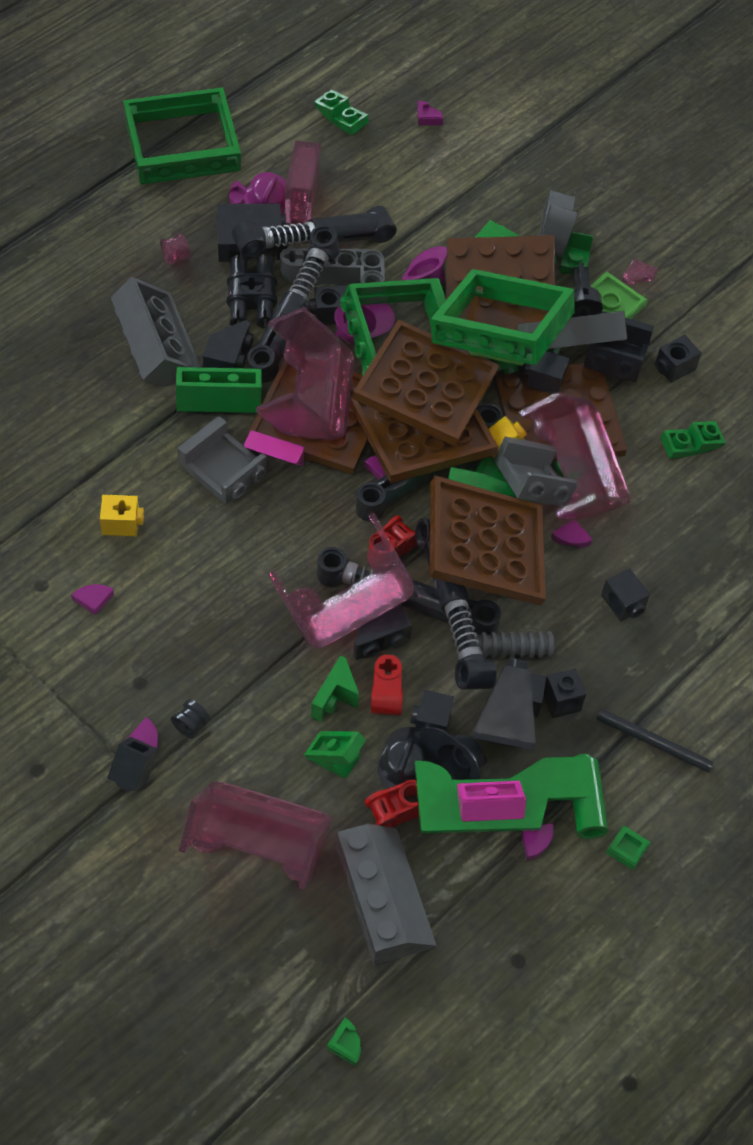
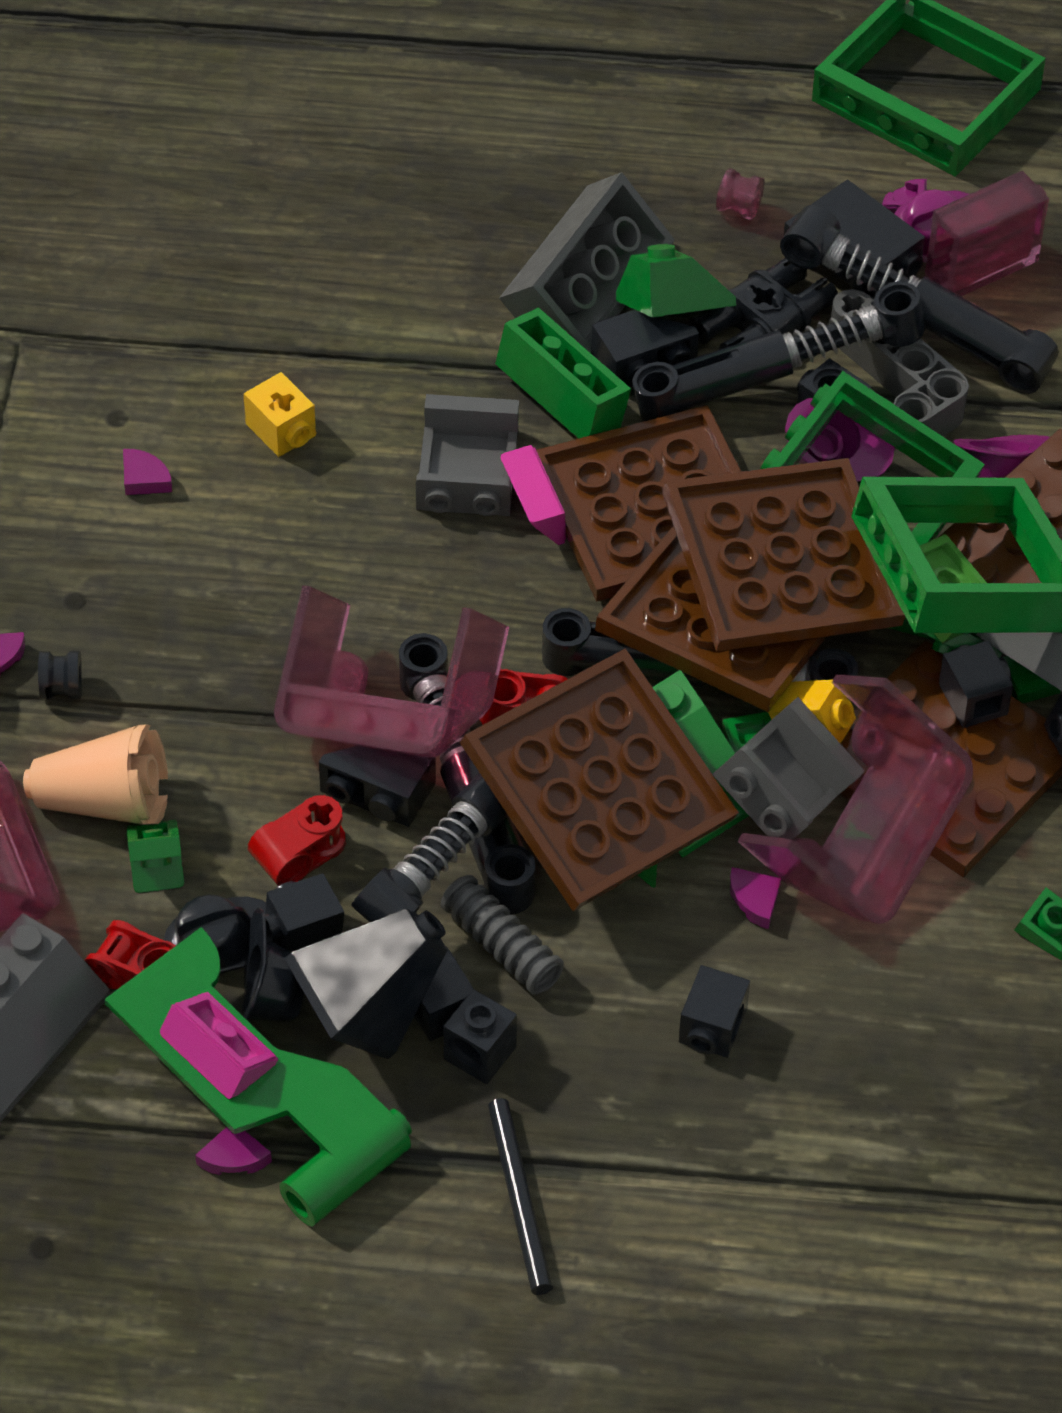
camera: 55 degrees right, 5 degrees down
(215, 311) = (670, 284): none -> green slope
(277, 743) = (104, 778): none -> light nougat cone
(322, 381) = (716, 438): clear pink windscreen -> none
(336, 687) = (251, 784): green slope -> none
(628, 847) = (320, 1266): green tile -> none

